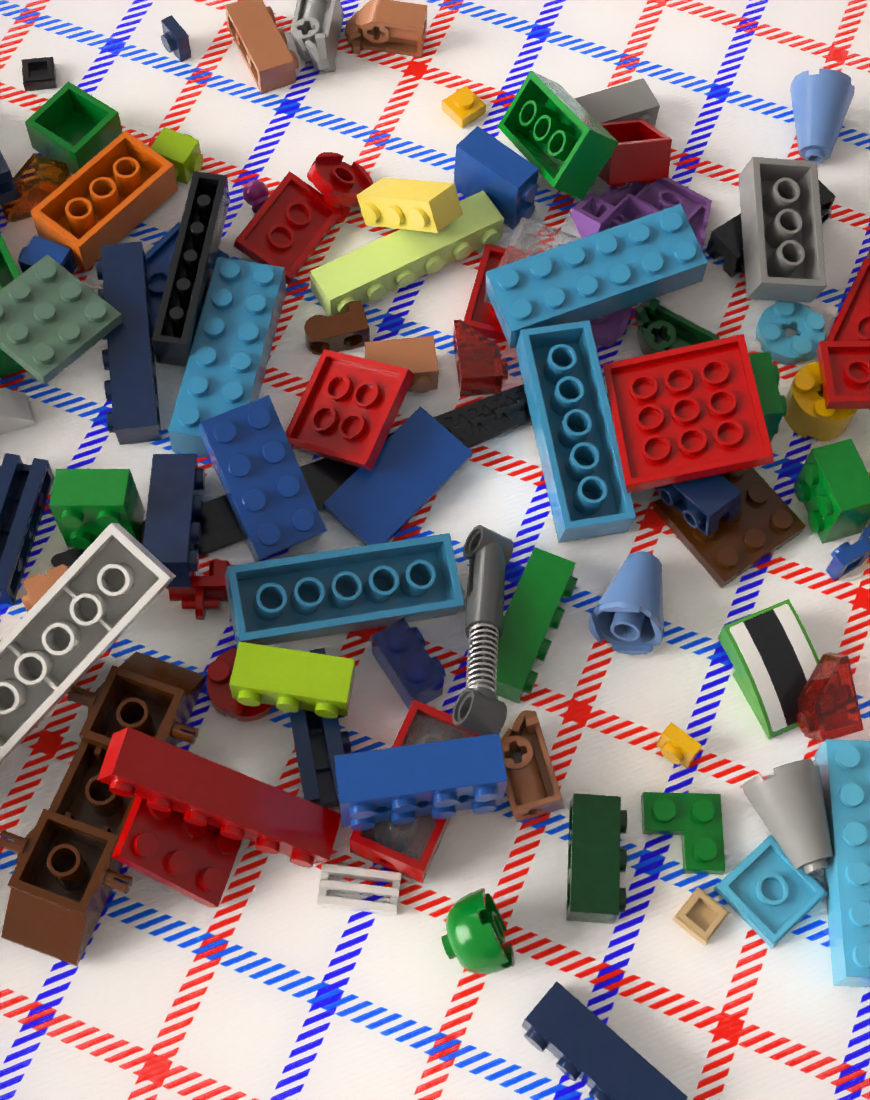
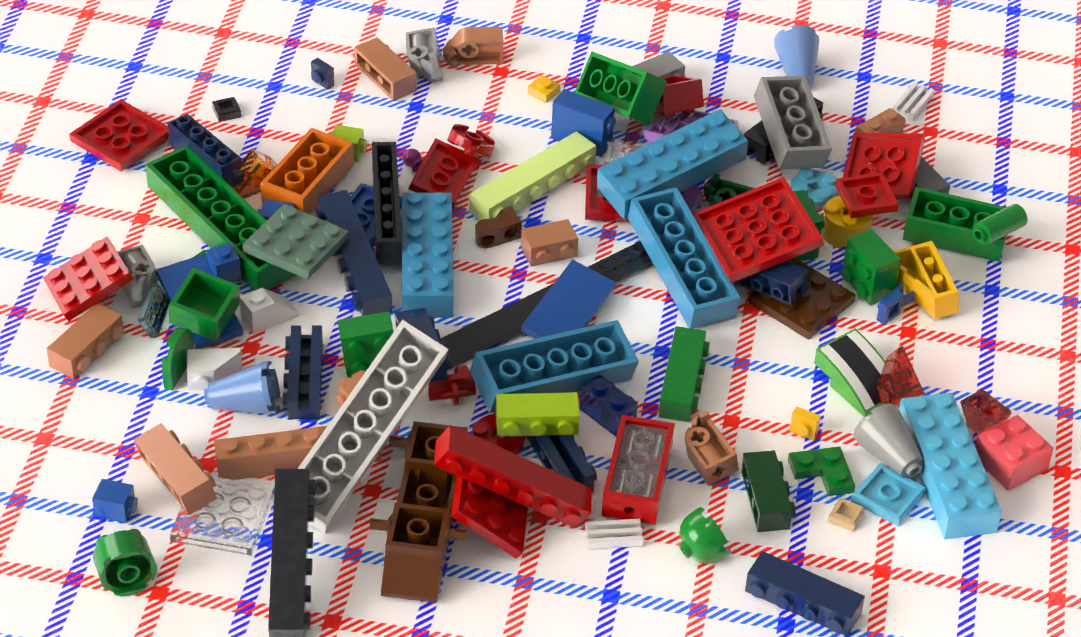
camera: 10 degrees left, 20 degrees down
(73, 127) = (270, 132): green piece -> none
(261, 478) = (475, 307): blue brick -> none
(348, 408) = (522, 267): red plate -> none
(410, 204) = (528, 144): light yellow brick -> none
(420, 781) = (642, 444): blue brick -> none
(477, 362) = (601, 232): clear red slope -> none
(478, 704) = (656, 370): dark grey piece -> none
(632, 607) = (751, 354): medium blue cone -> none

